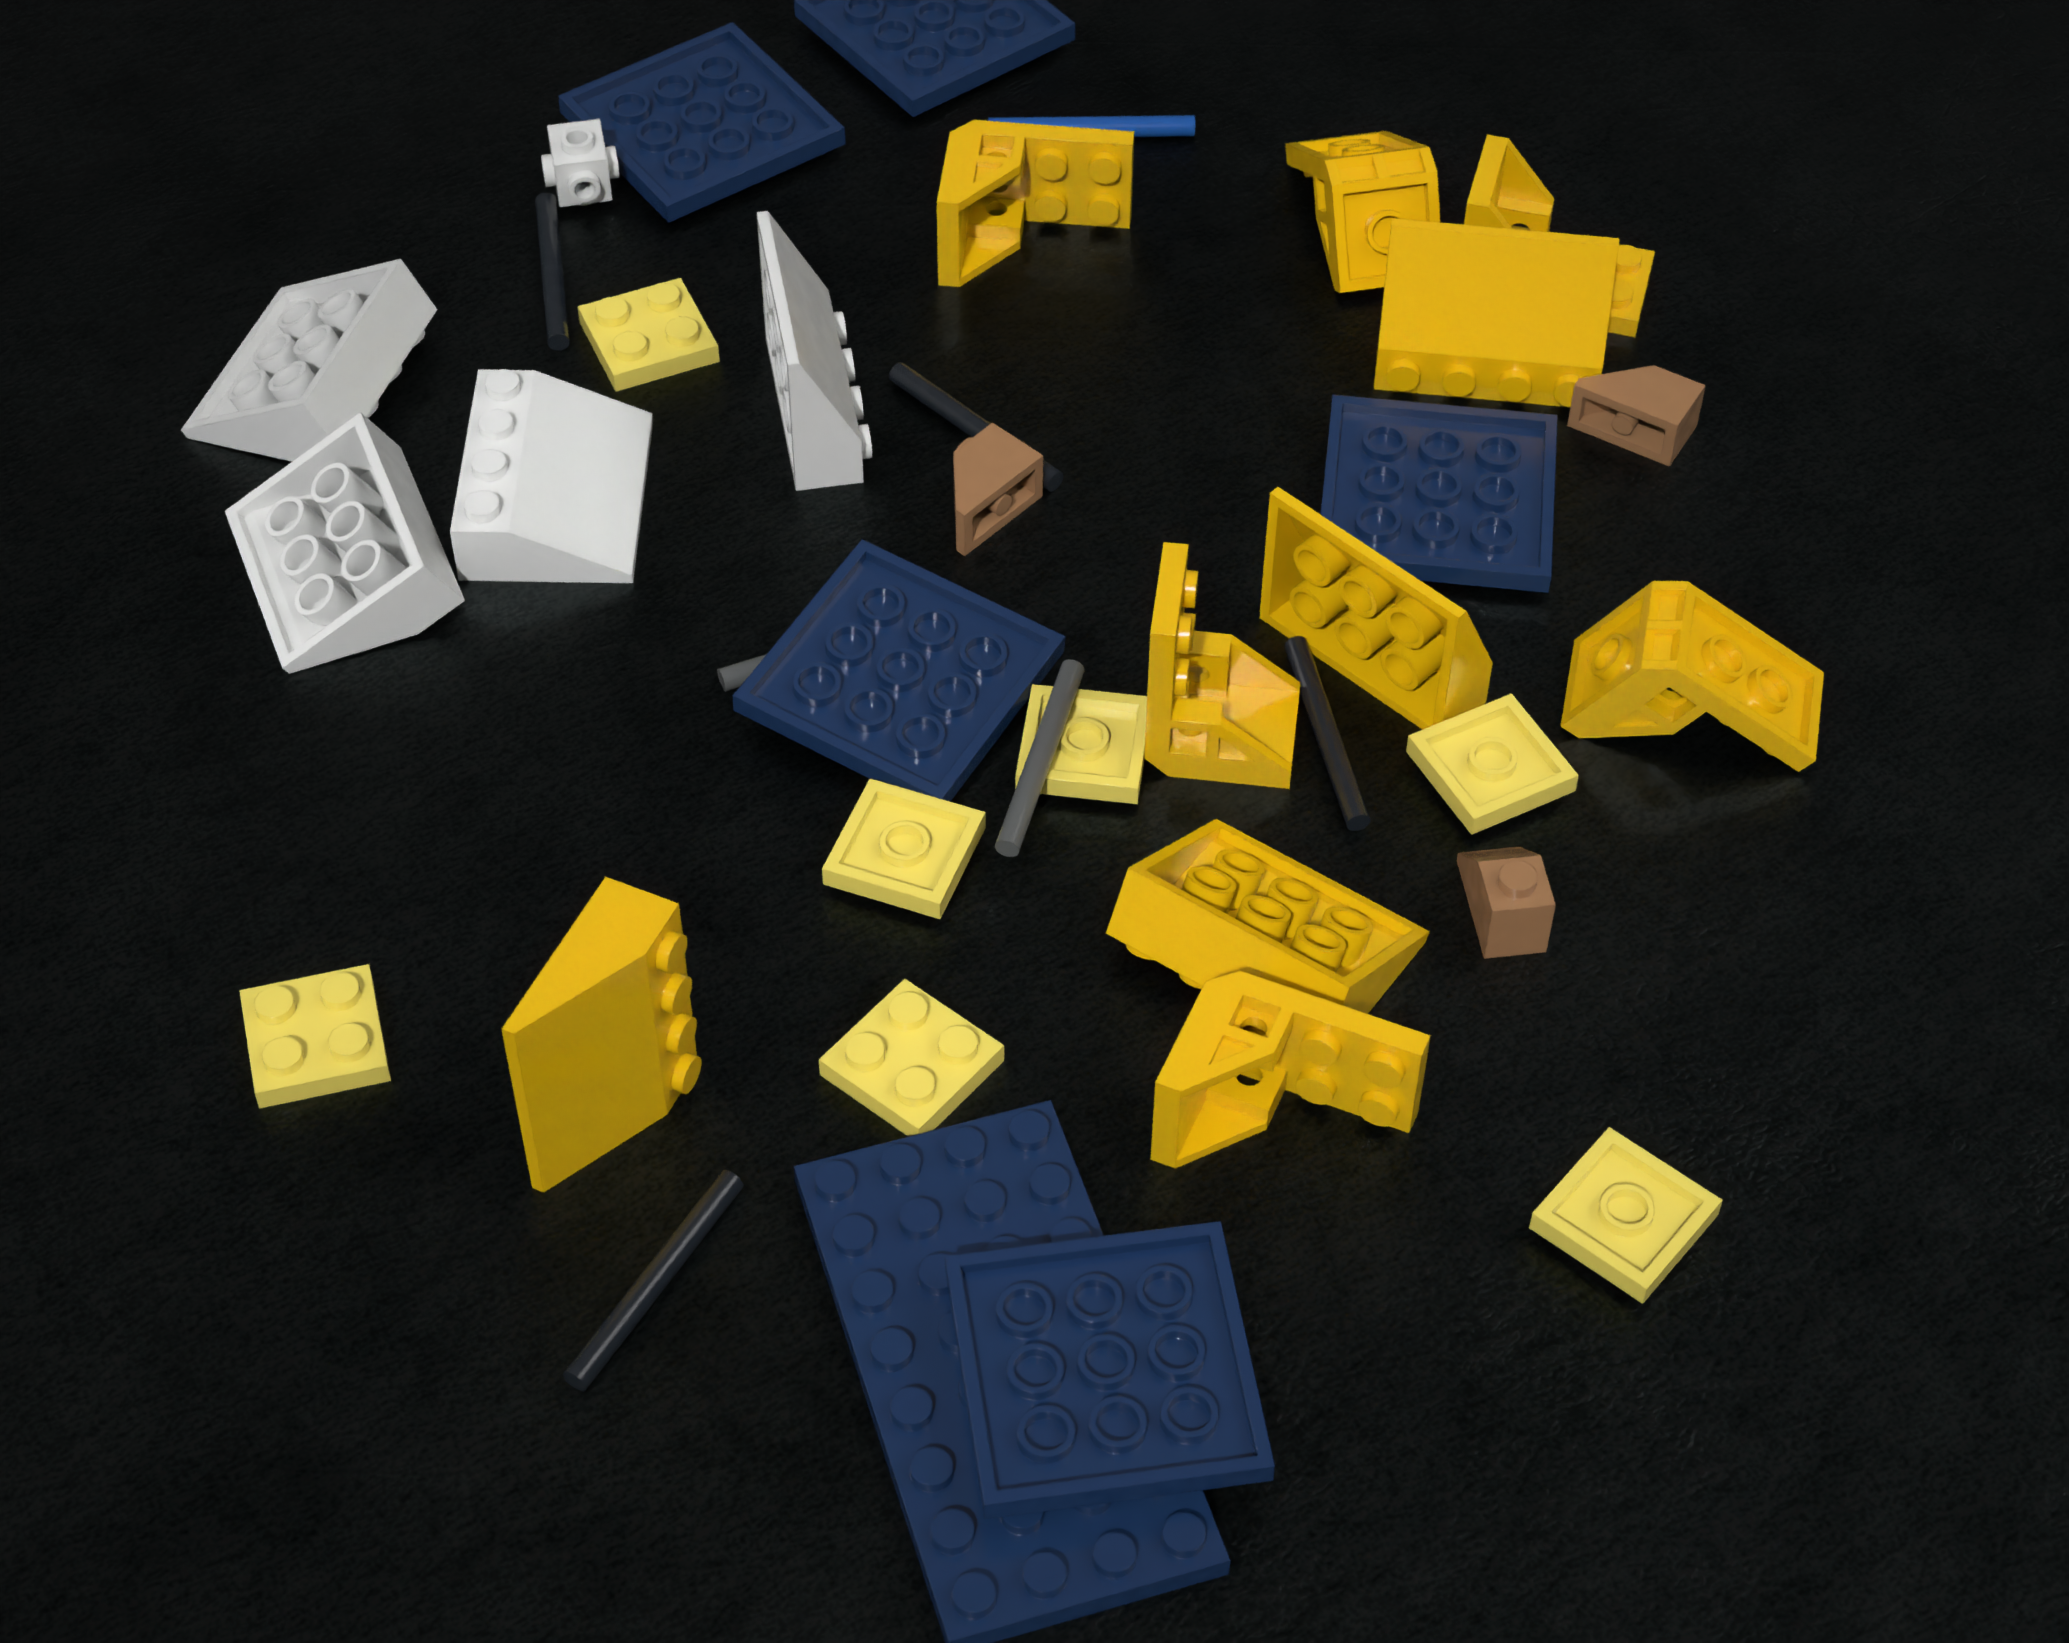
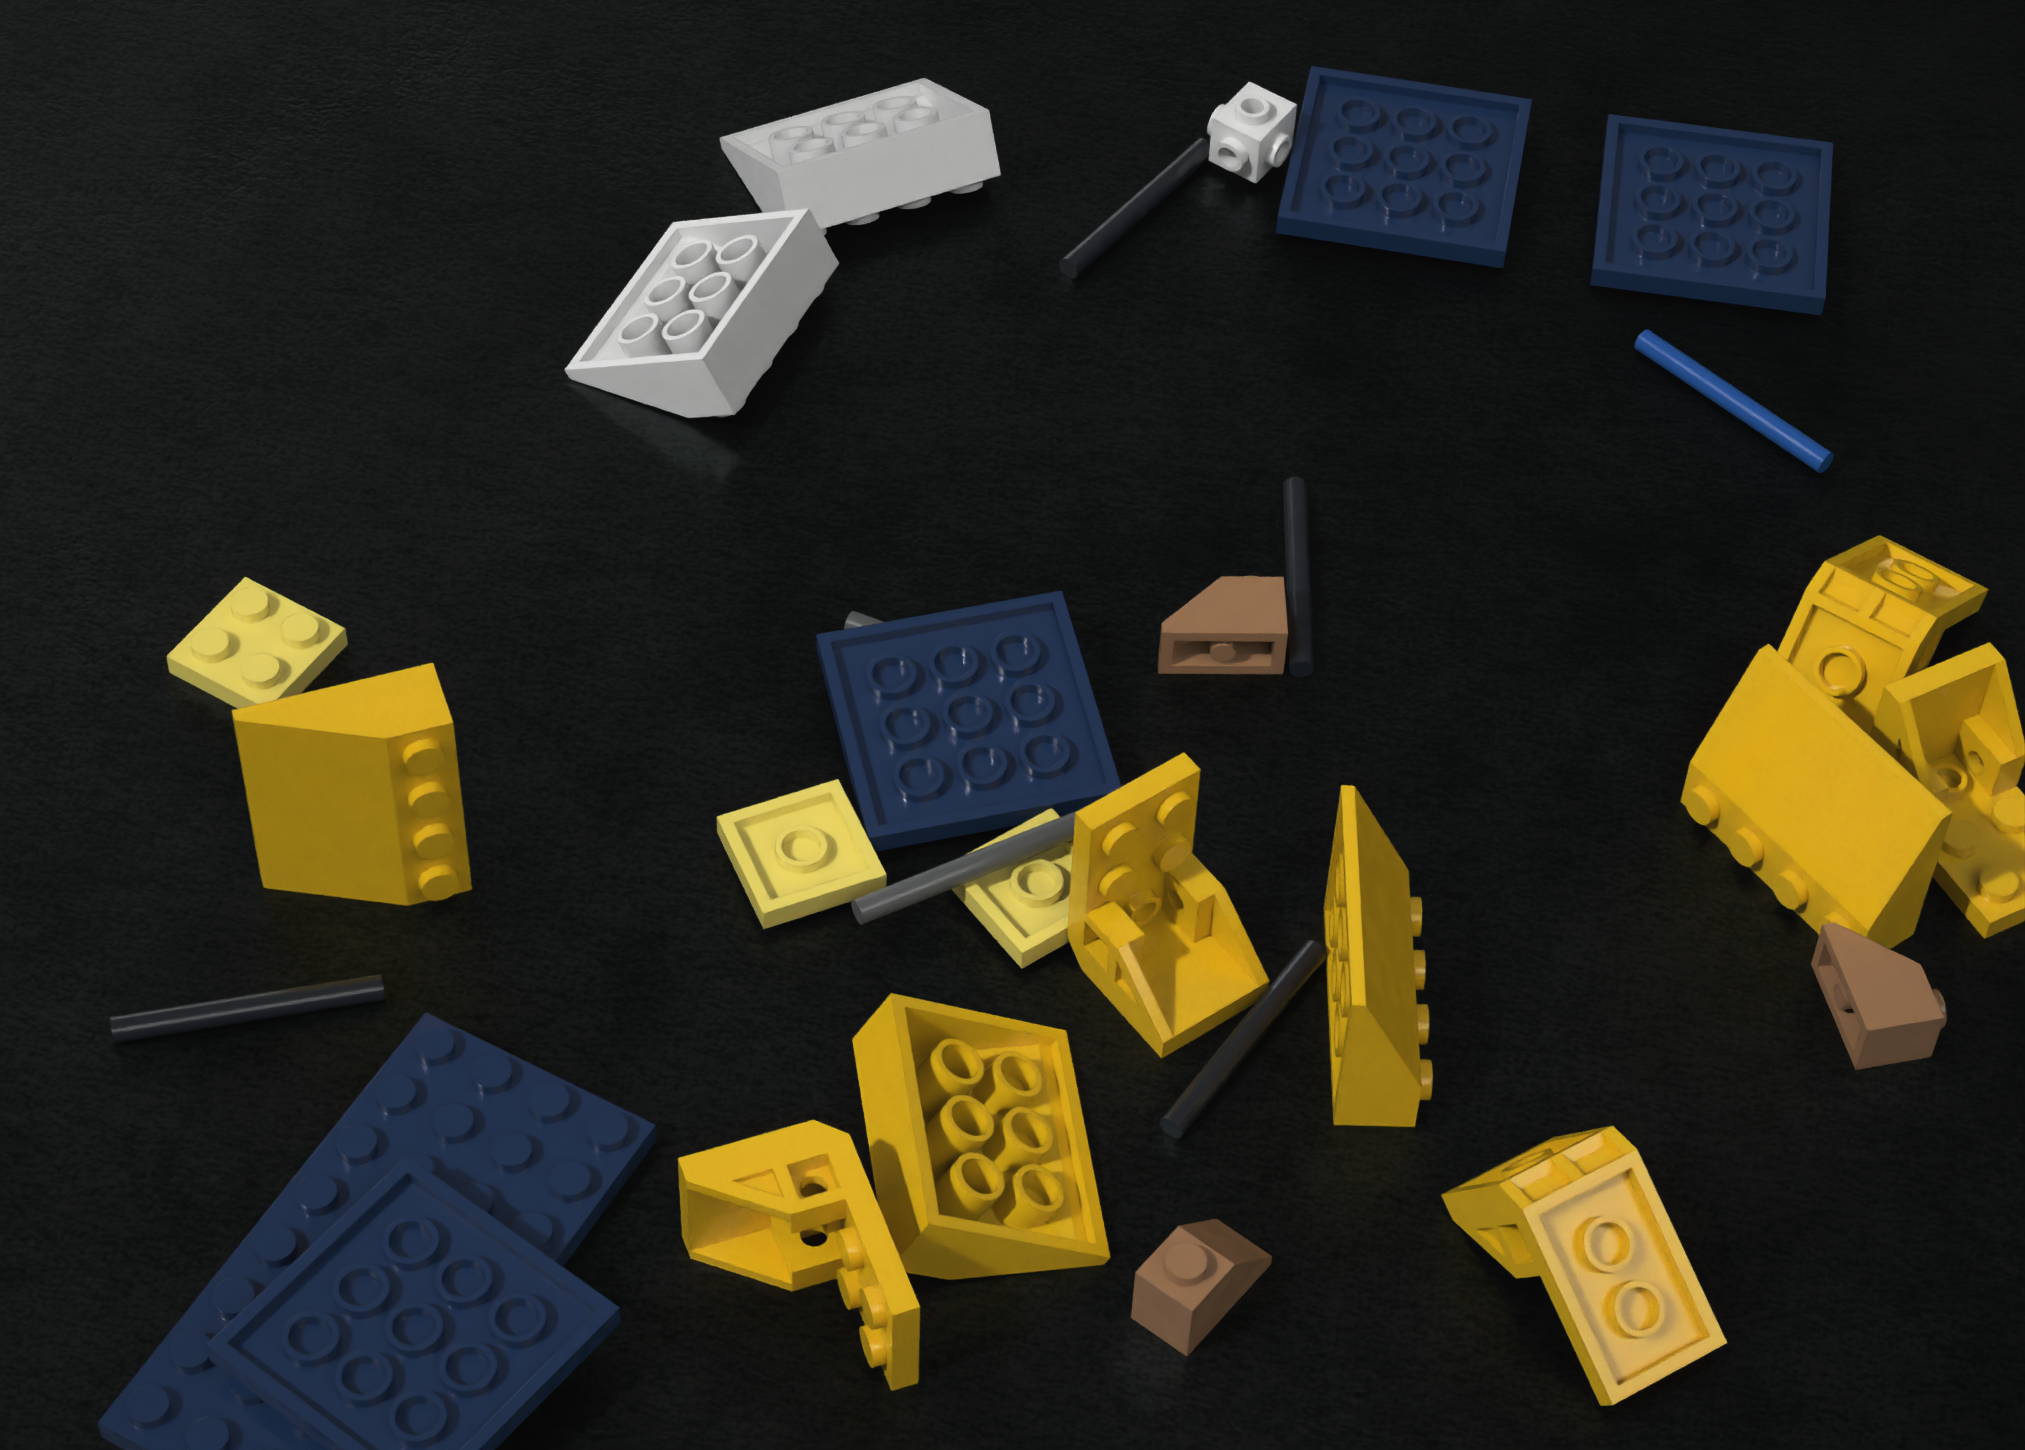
camera: 45 degrees right, 0 degrees up
(549, 482) = (911, 370): white slope -> none
(648, 334) = (1143, 312): light yellow plate -> none
(810, 367) = (1197, 412): white slope -> none
(911, 1060) = (608, 1012): light yellow plate -> none
(1021, 173) = (1587, 390): yellow bracket -> none
(1445, 489) = (1600, 926): dark blue plate -> none
(1491, 763) = (1333, 1172): light yellow plate -> none

